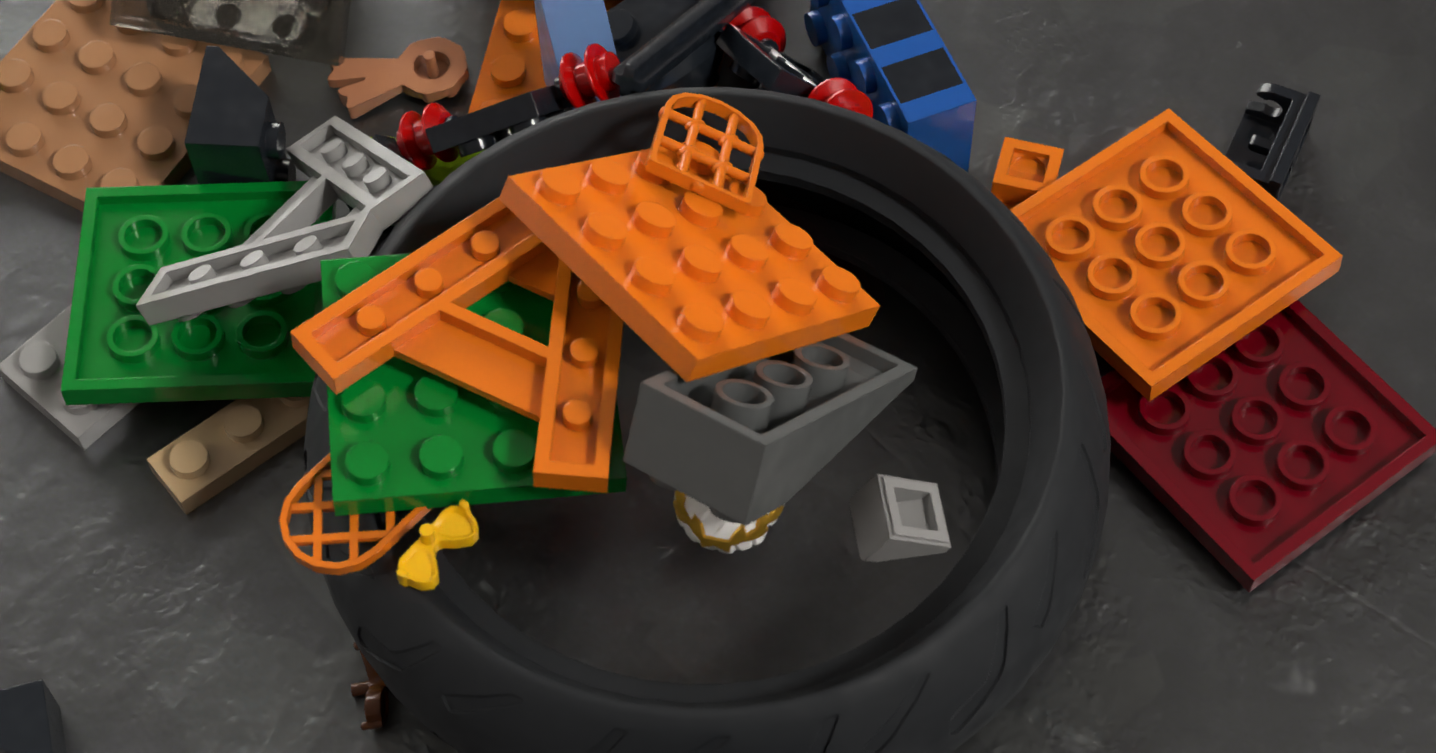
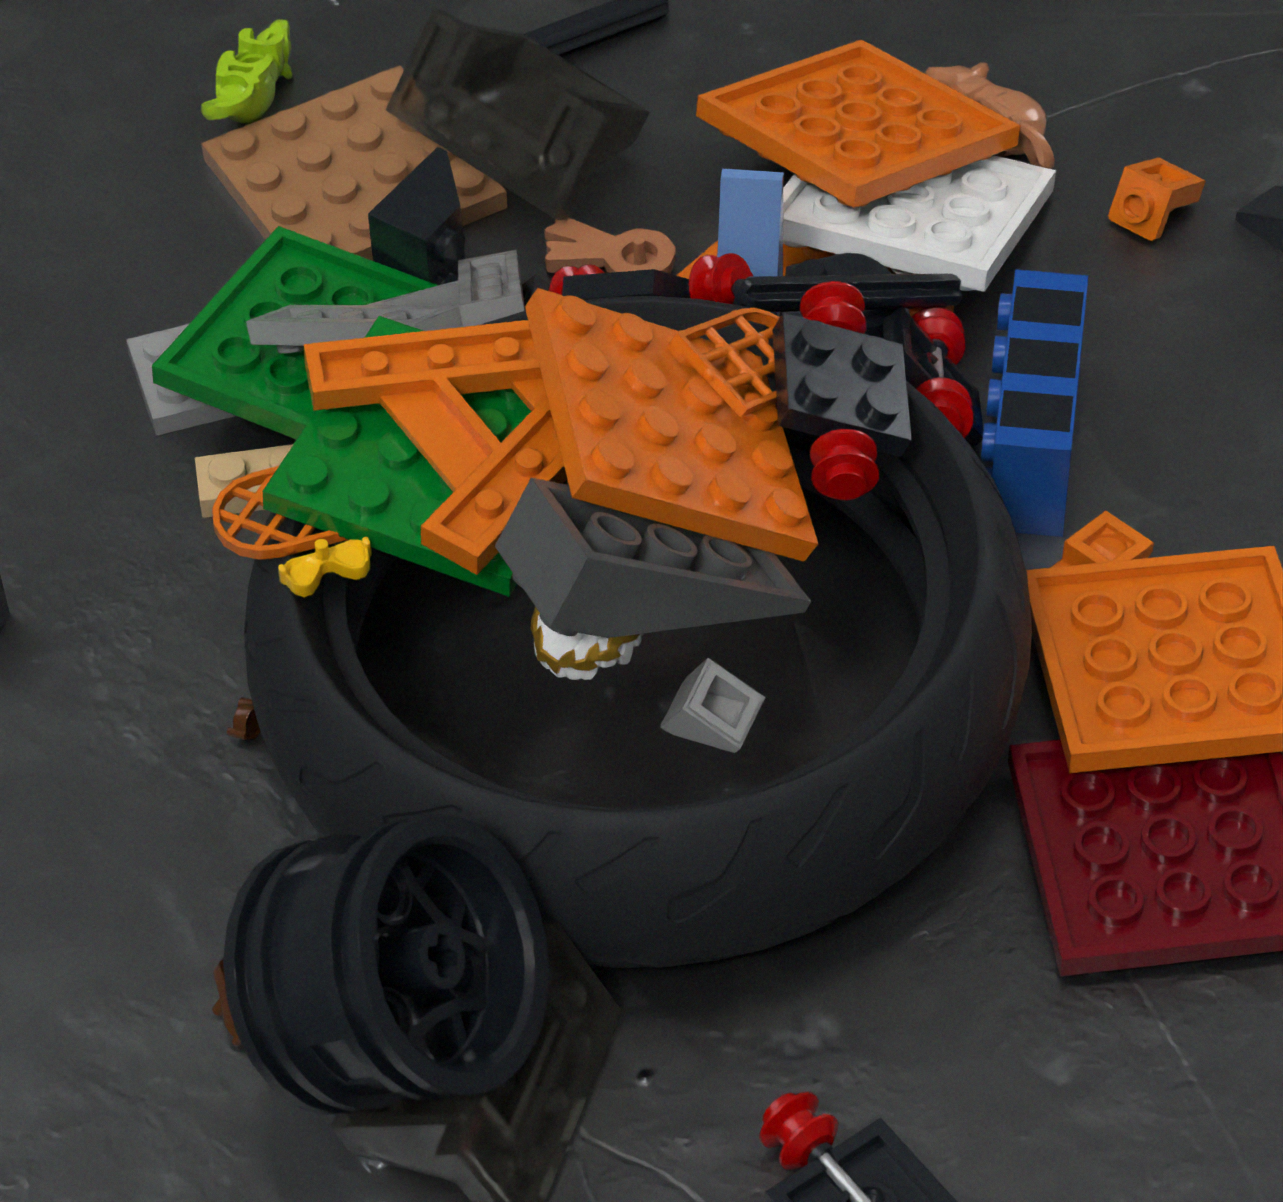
camera: 30 degrees right, 10 degrees down
(800, 141) = (840, 388): none -> black plate

